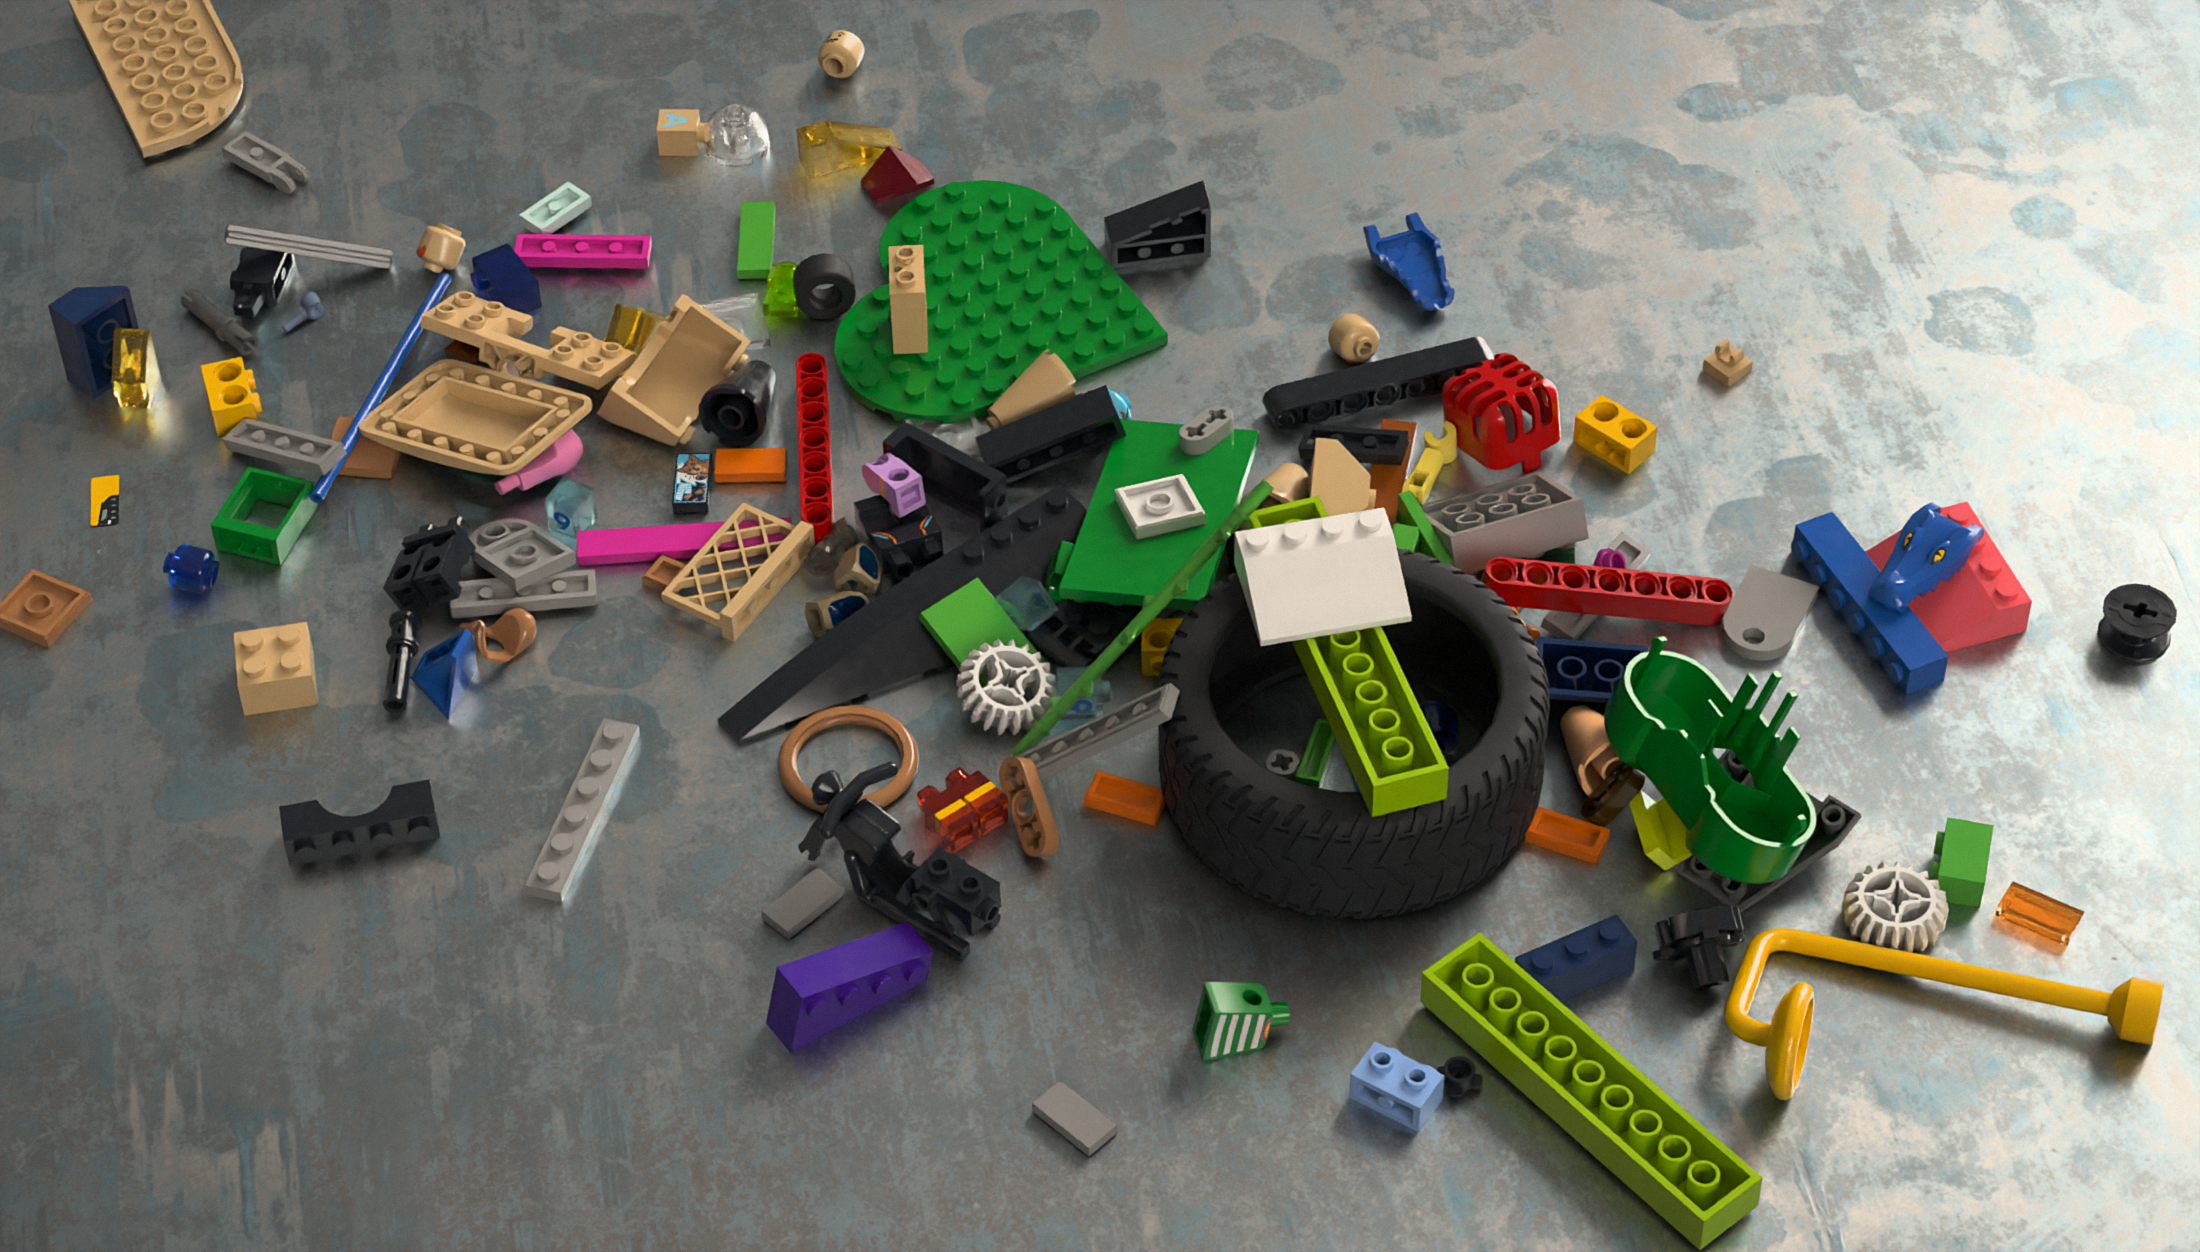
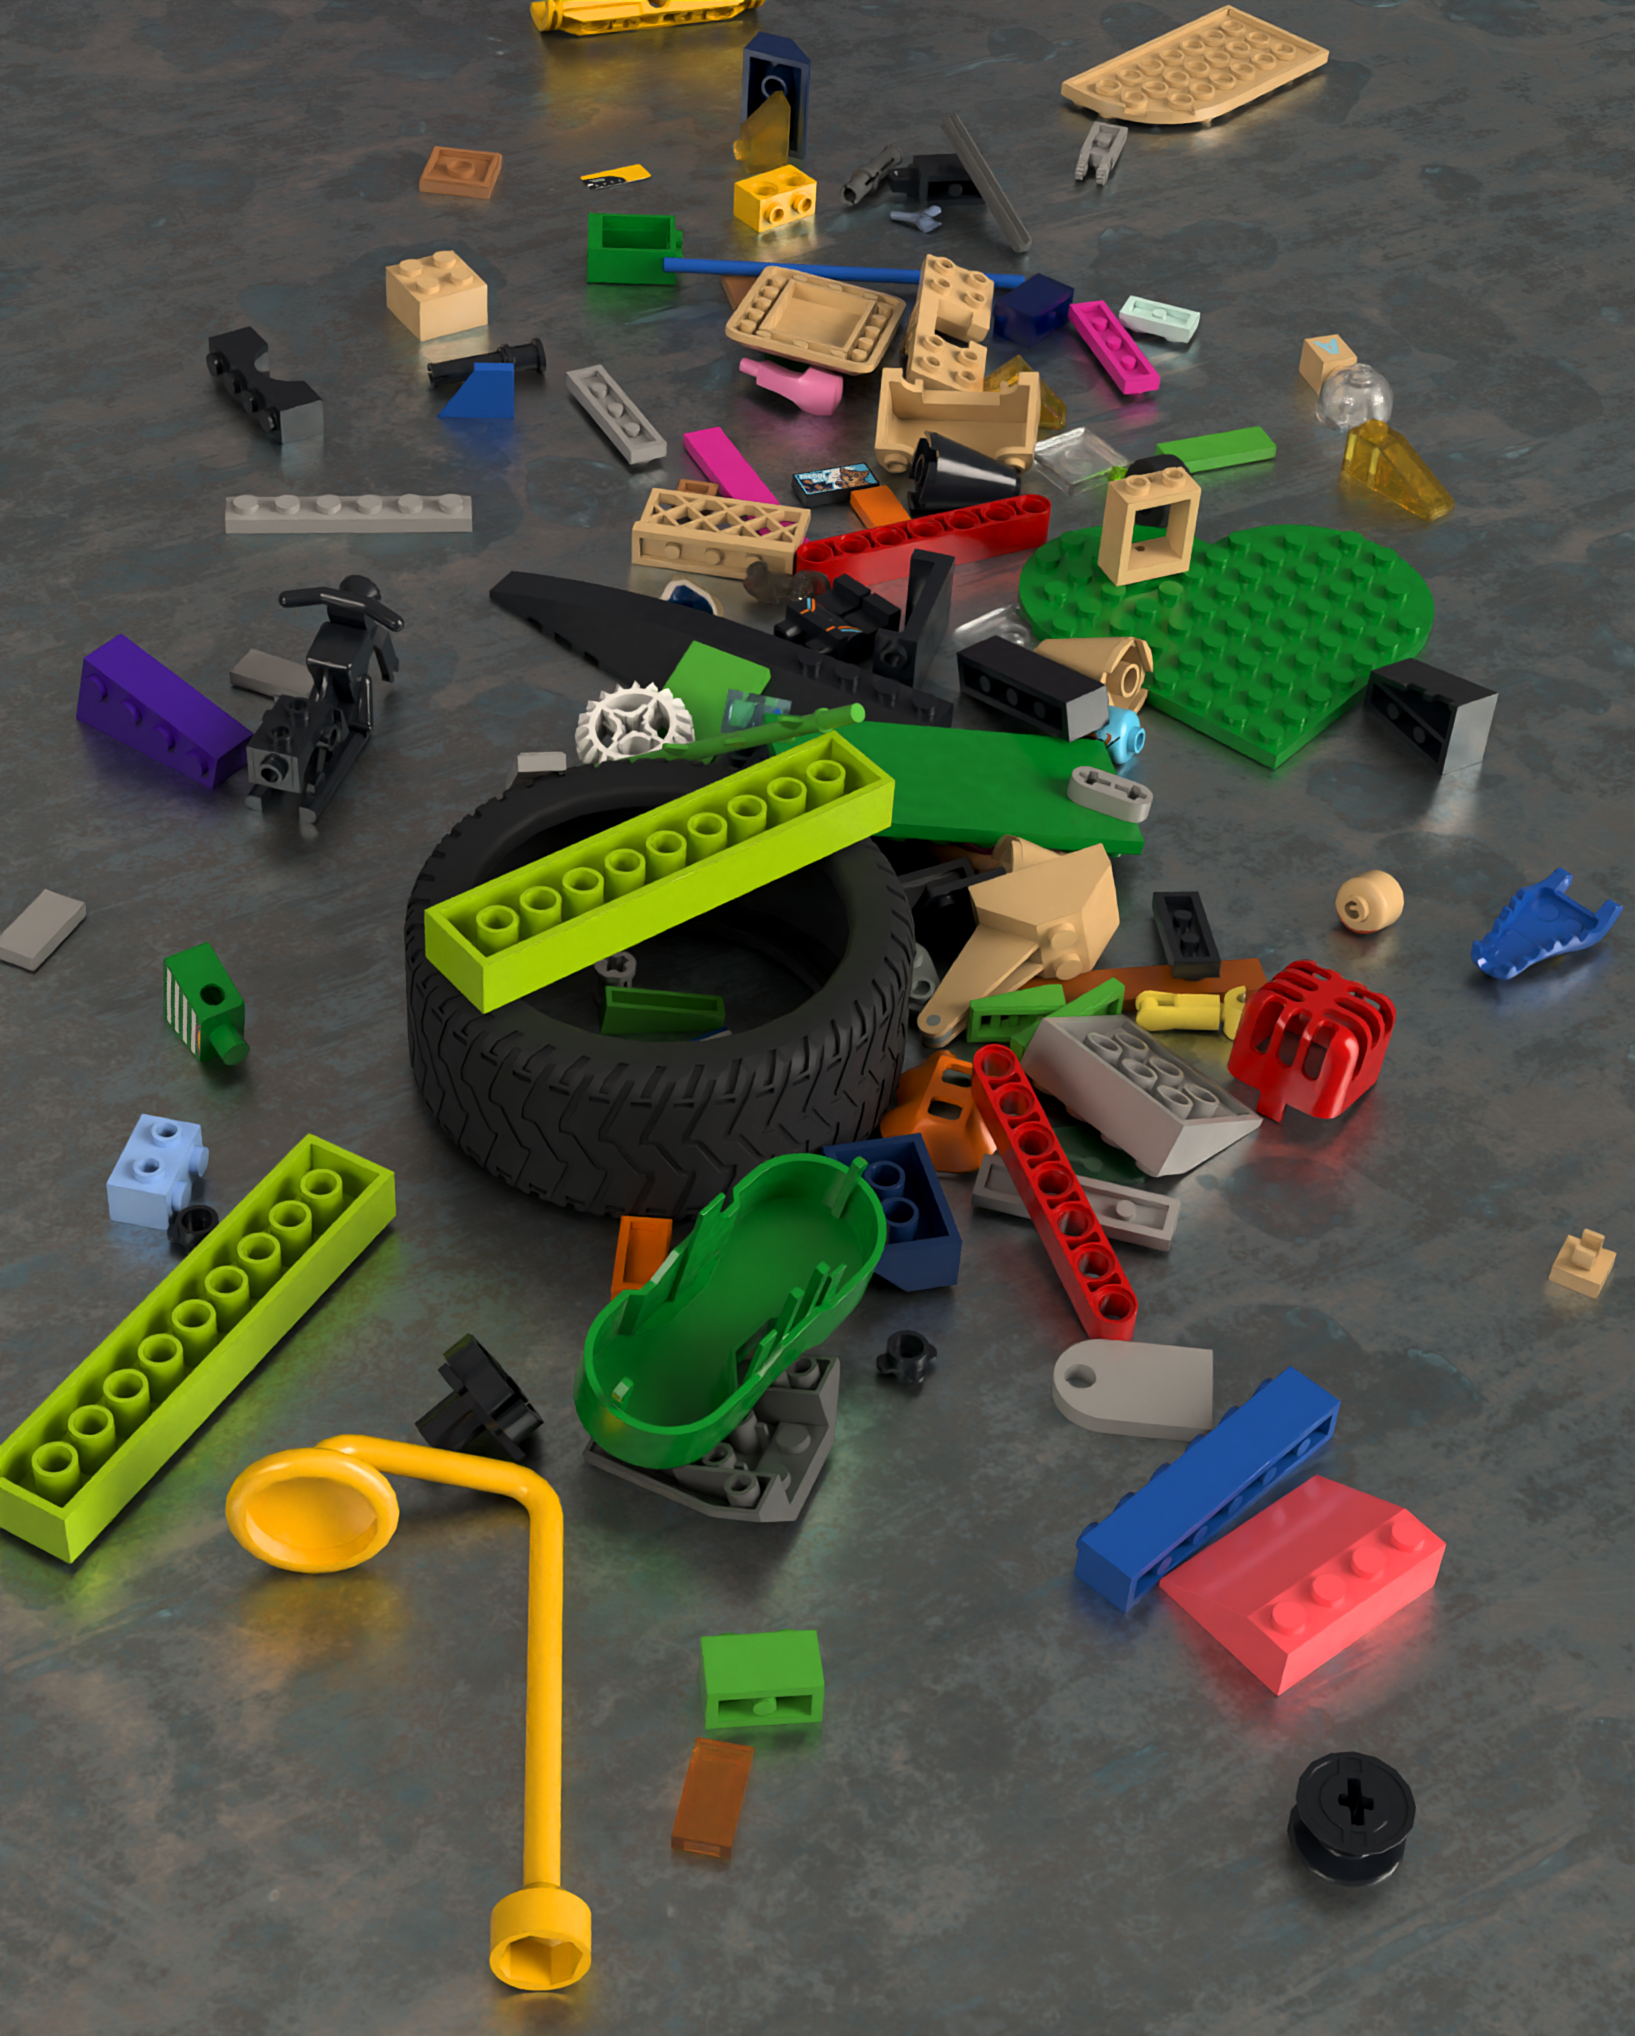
camera: 65 degrees right, 5 degrees down
(191, 569) = (541, 227): clear blue head -> none
(284, 446) = (717, 233): light grey plate -> none
(430, 565) = (613, 339): black hips -> none
(440, 248) = (1048, 256): tan head -> none
(513, 630) = (564, 422): medium nougat piece -> none
(519, 552) = (663, 394): light grey tile -> none
(571, 508) = (742, 410): clear light blue brick -> none
(841, 54) = (1530, 436): tan head -> none
(843, 715) = (494, 708): medium nougat wedge -> none
(858, 571) = (757, 605): dark tan rock -> none
(894, 176) = (1384, 518): dark red slope -> none
(895, 483) = (871, 582): lavender leg -> none
(964, 809) = (447, 751): clear red hips -> none
(1038, 830) = (462, 791): medium nougat beam -> none
(1159, 506) = (946, 770): white tile -> none
(1321, 576) = (738, 792): white slope -> none
(1372, 384) = (1300, 931): black beam -> none
(1582, 958) = (406, 1291): dark blue brick -> none
(1610, 558) = (1101, 1186): magenta plate -> none
(1615, 434) = (1365, 1169): yellow brick -> none
(1895, 908) = (638, 1614): white gear -> none
(1923, 555) = (1290, 1504): blue animal -> none

